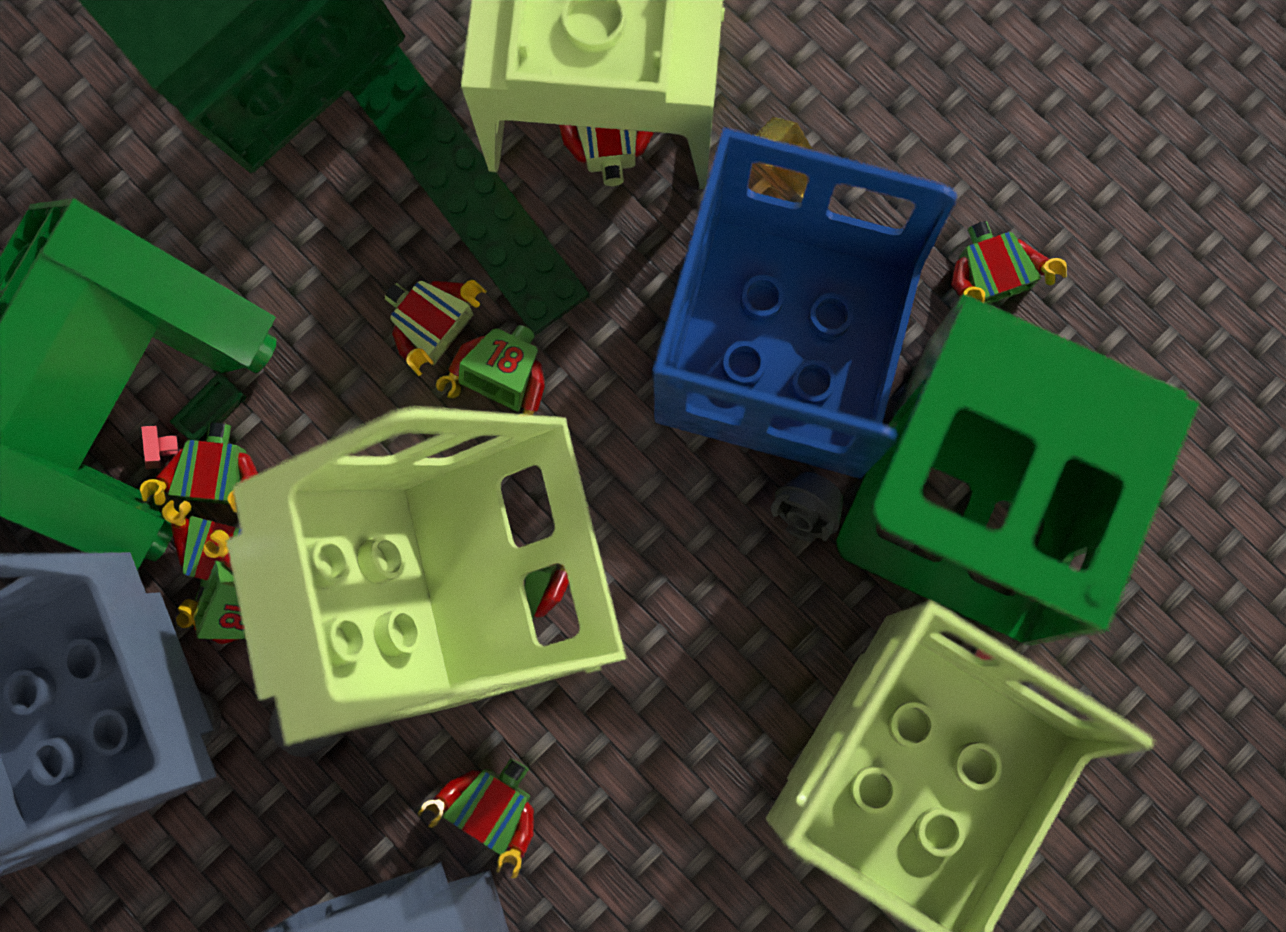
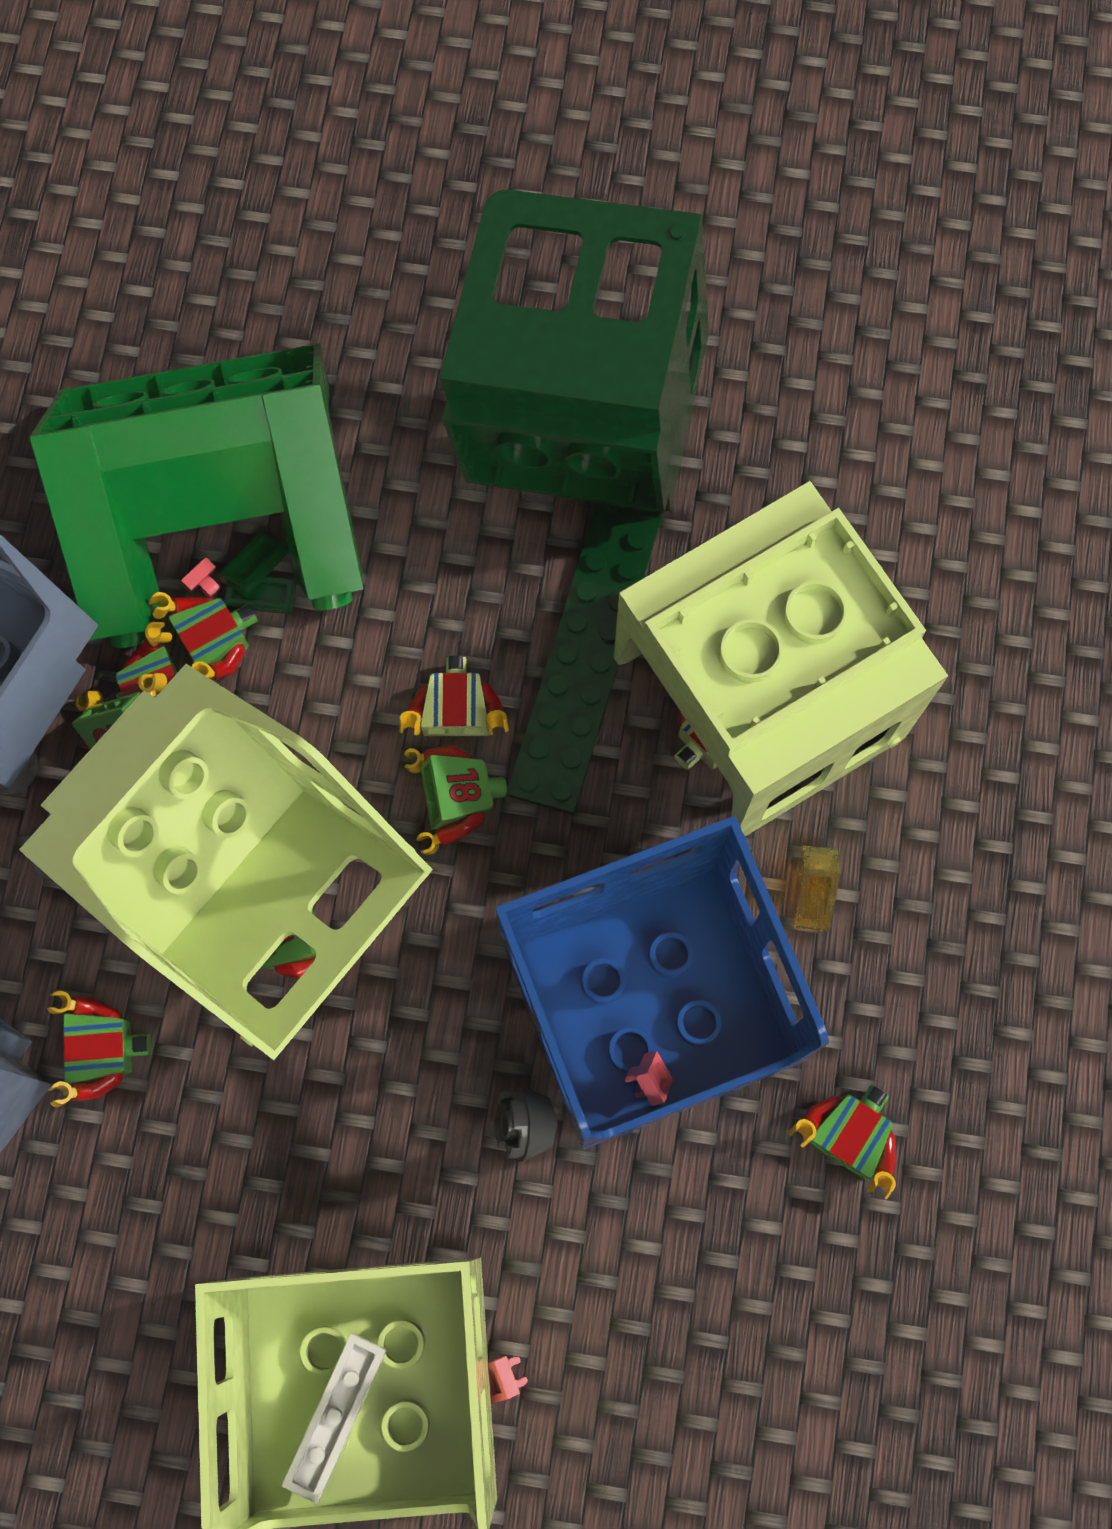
camera: 50 degrees right, 5 degrees down
(177, 394) = (253, 563): none -> dark green tile
(851, 379) = (652, 1078): none -> coral tile
(937, 817) = (334, 1418): none -> white plate
(1029, 427) = (712, 1255): green piece -> none

